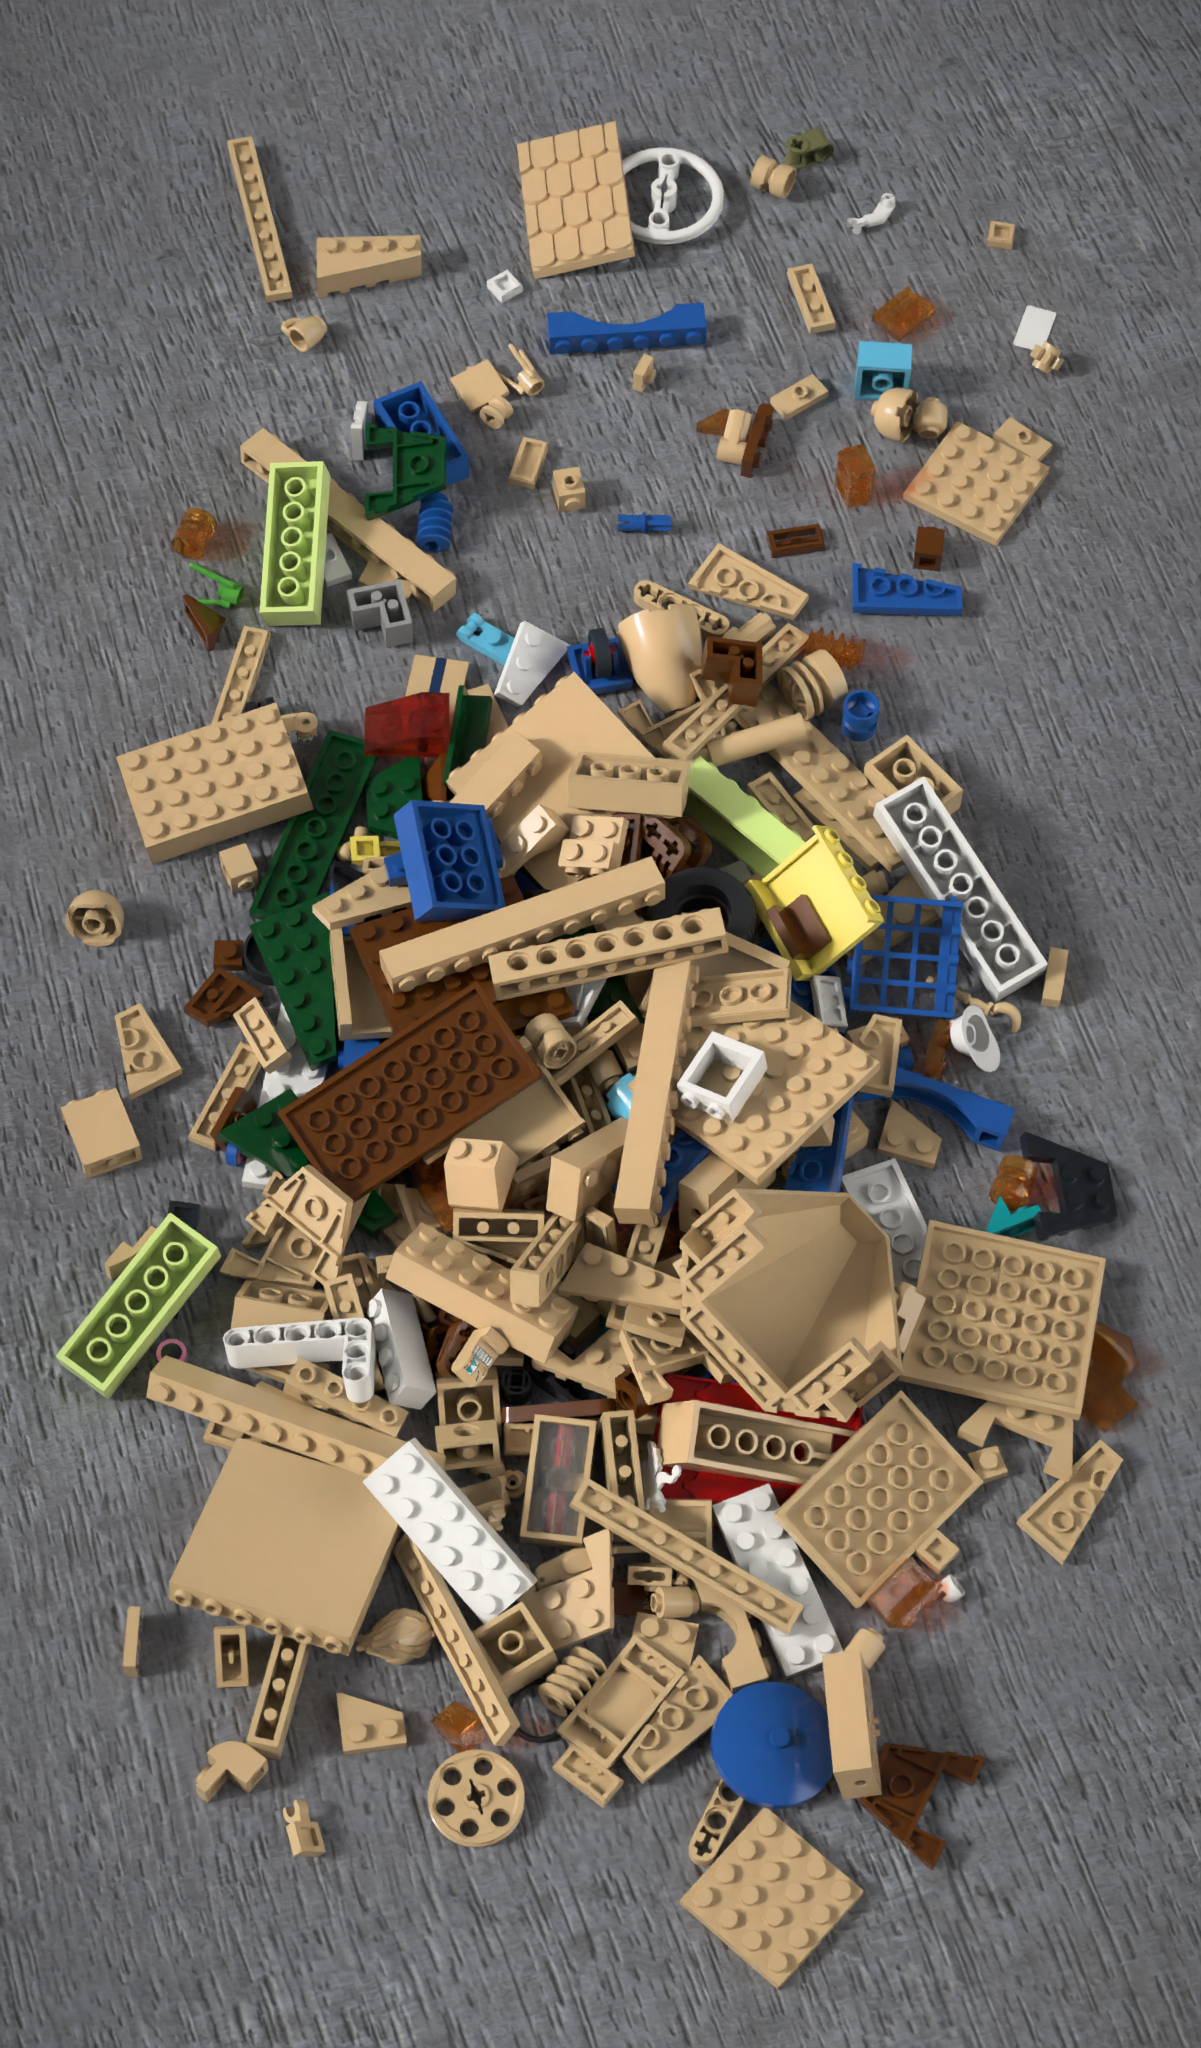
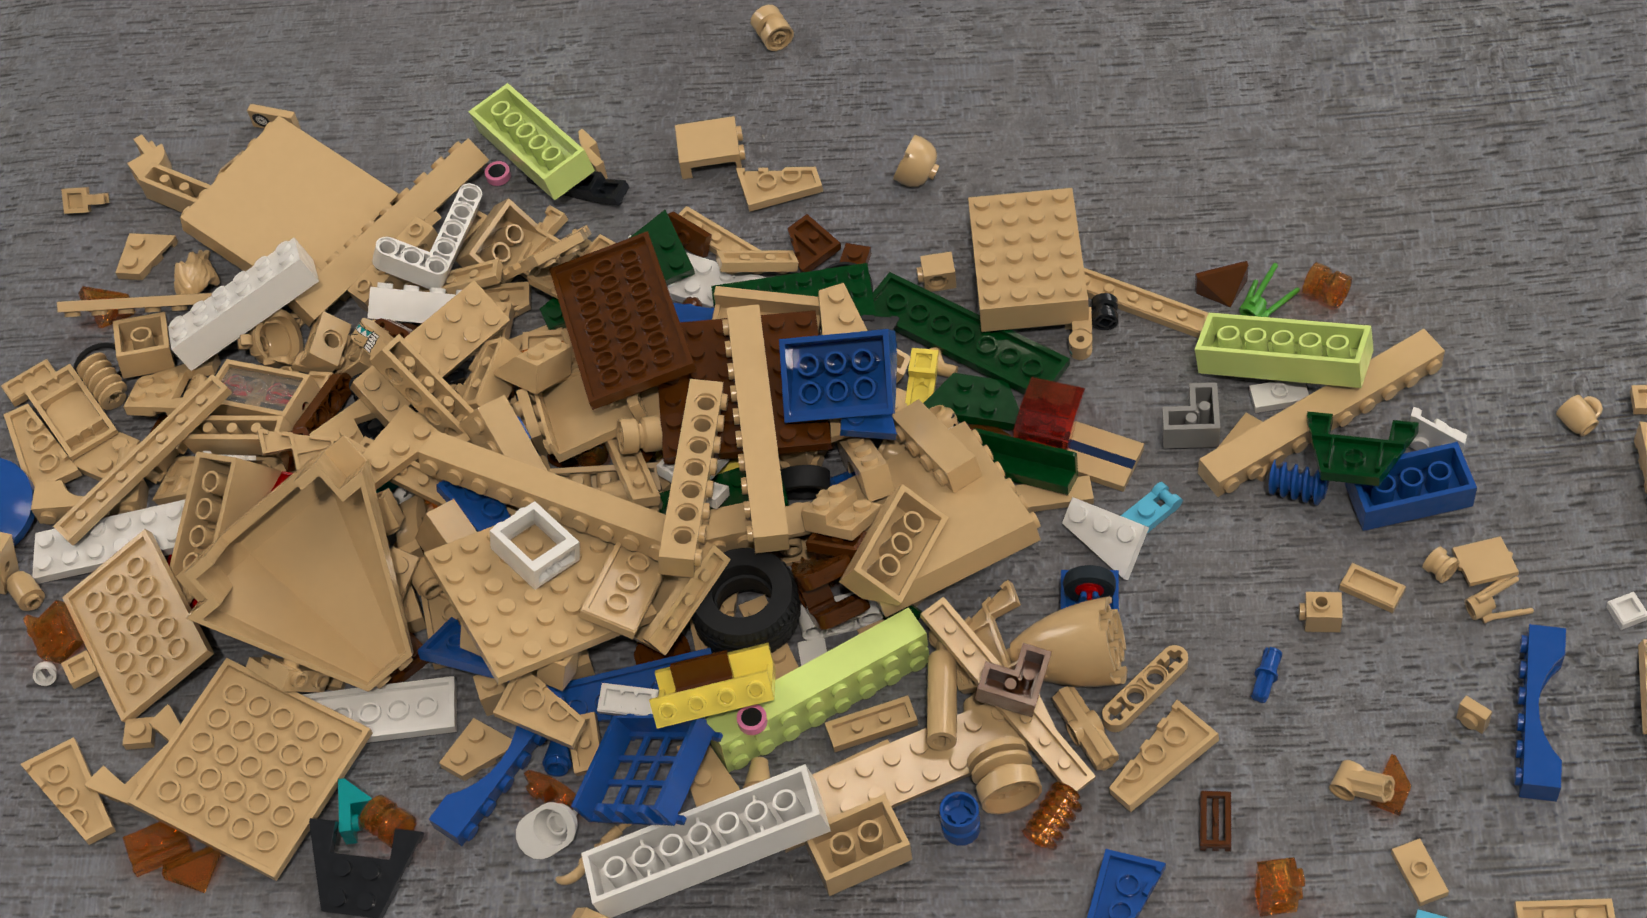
camera: 115 degrees right, 5 degrees down
(467, 1810) = (46, 311): tan wedge -> none
(757, 439) = (1358, 807): reddish brown plate -> none

